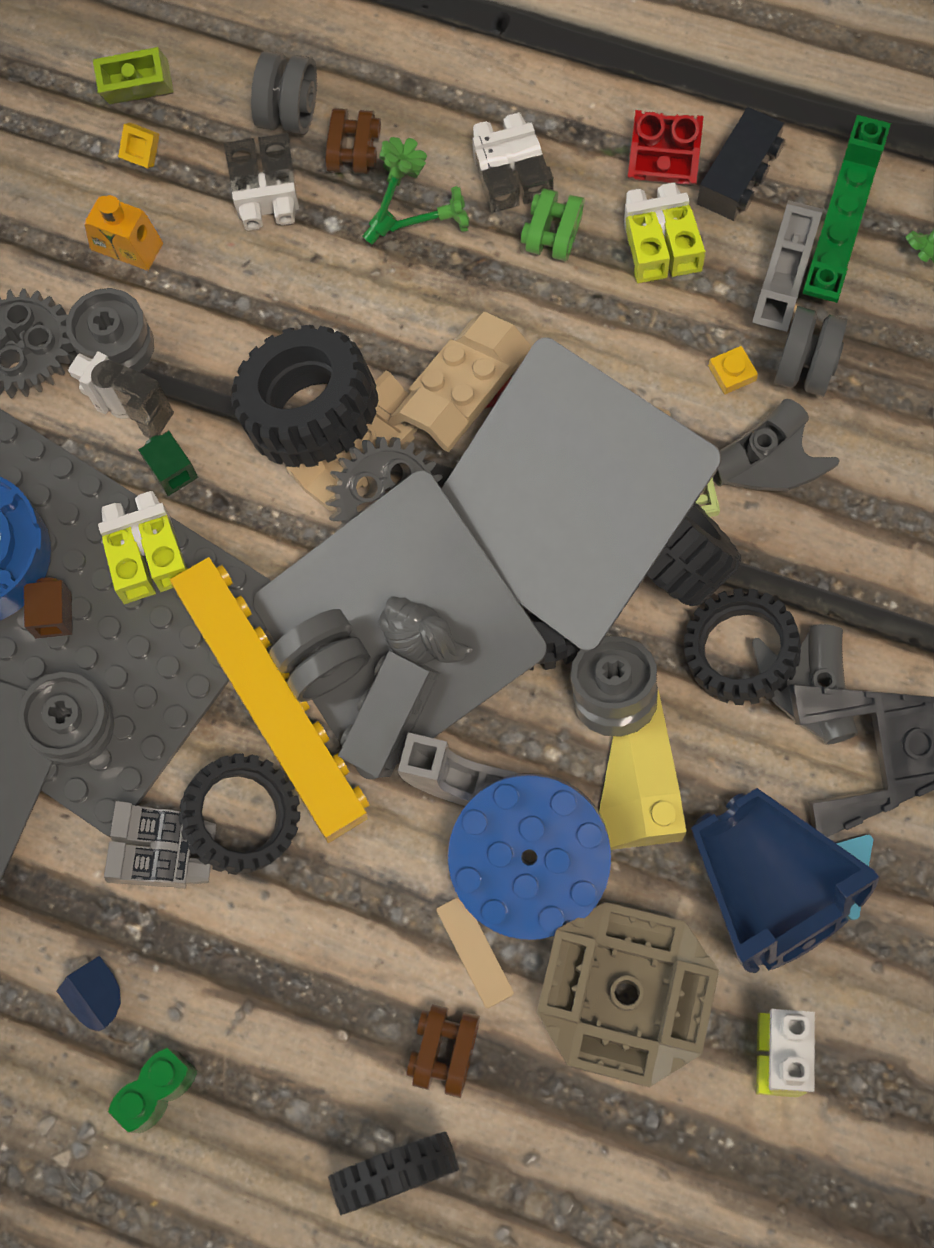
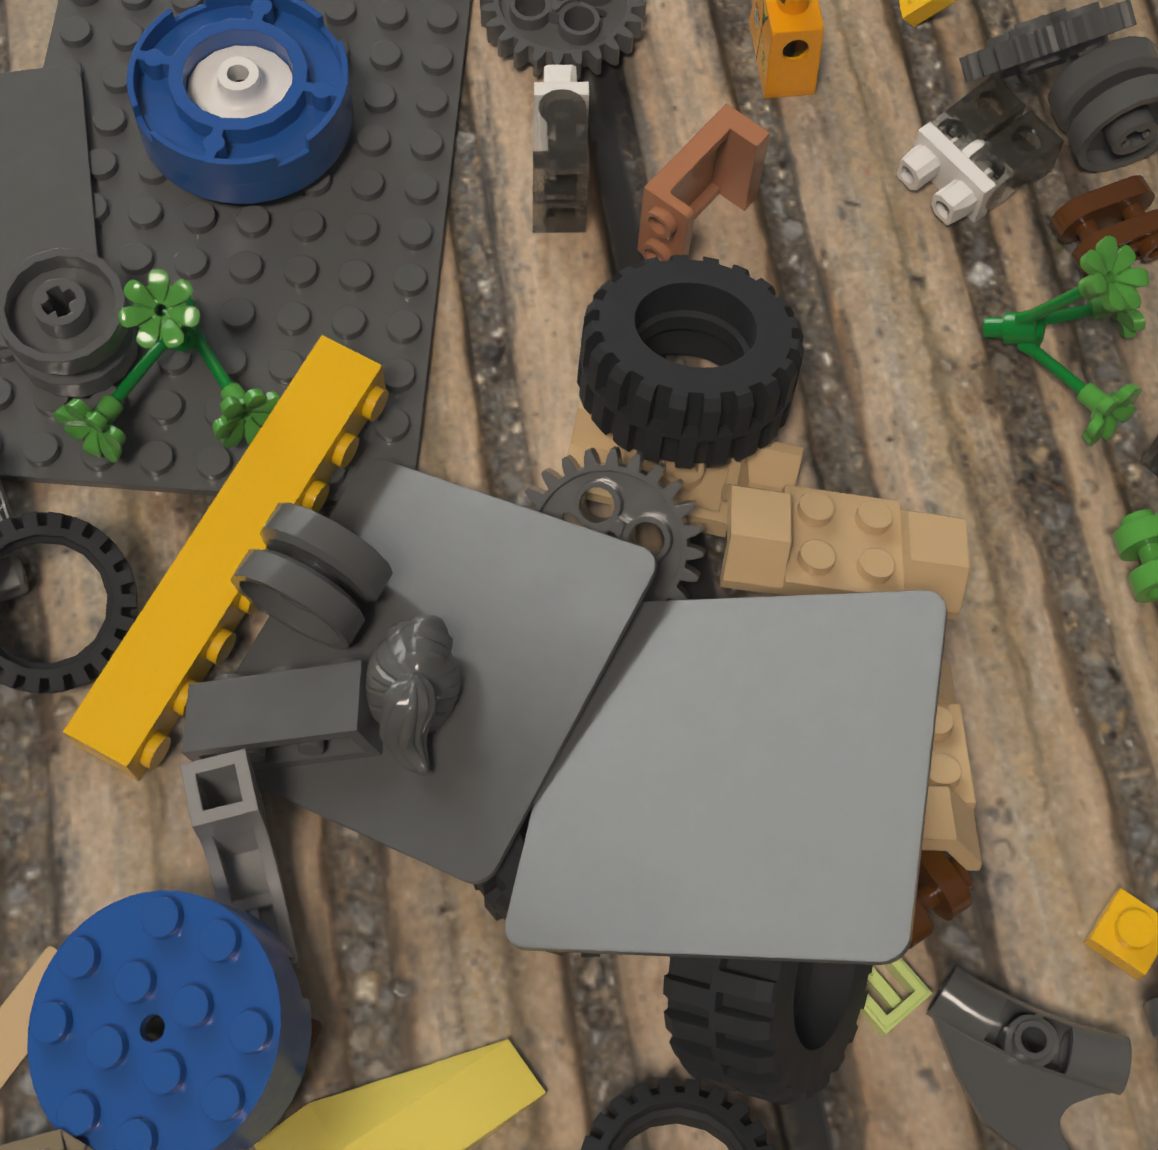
camera: 50 degrees right, 5 degrees down
(47, 608) = (215, 224): reddish brown brick -> none
(112, 655) = (166, 321): none -> bright green plant
(113, 325) = (639, 95): dark grey wheel -> none
(137, 535) = (358, 283): neon yellow hips -> none
(168, 462) = (502, 257): dark green brick -> none
(191, 312) = (720, 159): none -> nougat panel
(226, 102) = (1048, 41): none -> dark grey gear
(615, 686) = (501, 1020): dark grey wheel -> none

